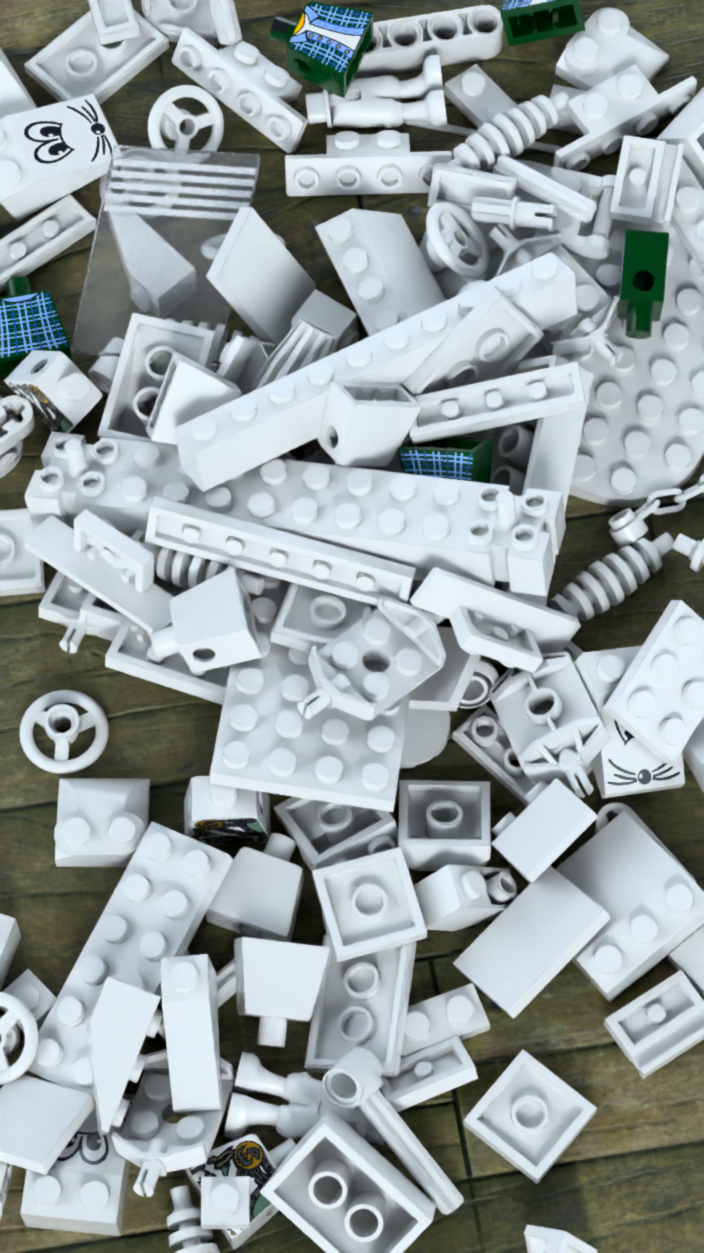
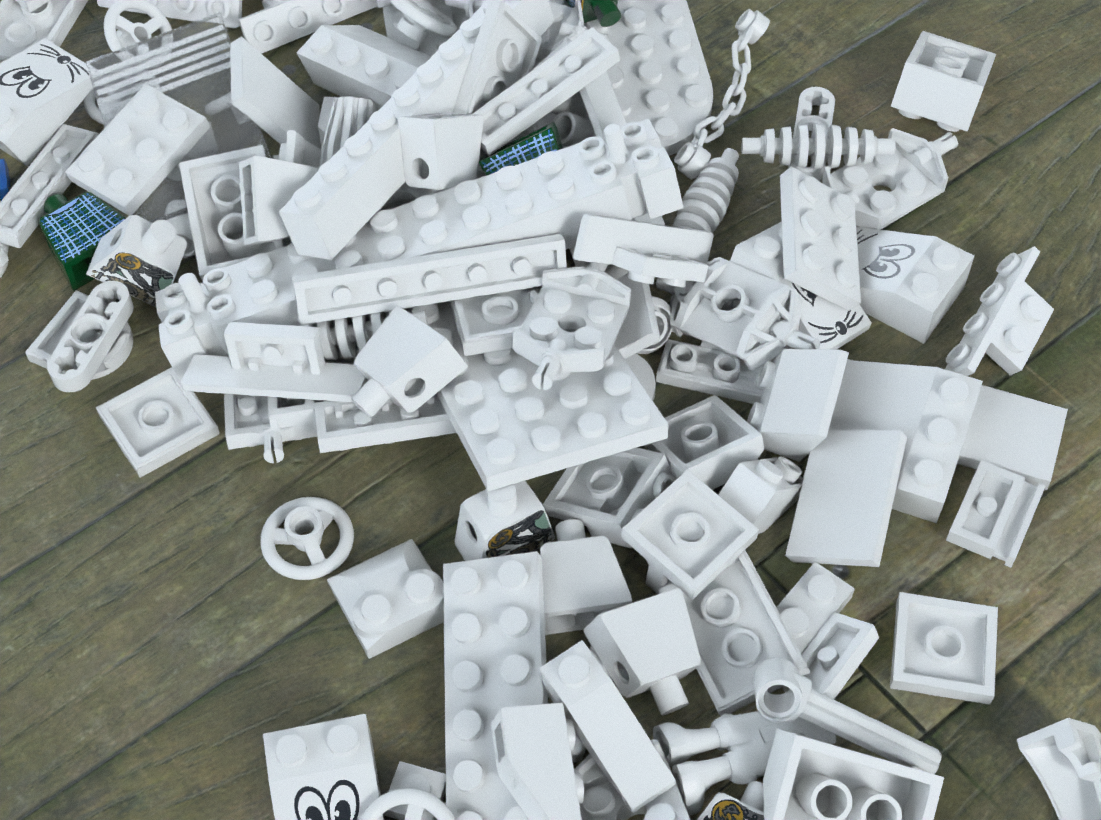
camera: 30 degrees left, 10 degrees down
(111, 271) = (137, 149): none -> white plate

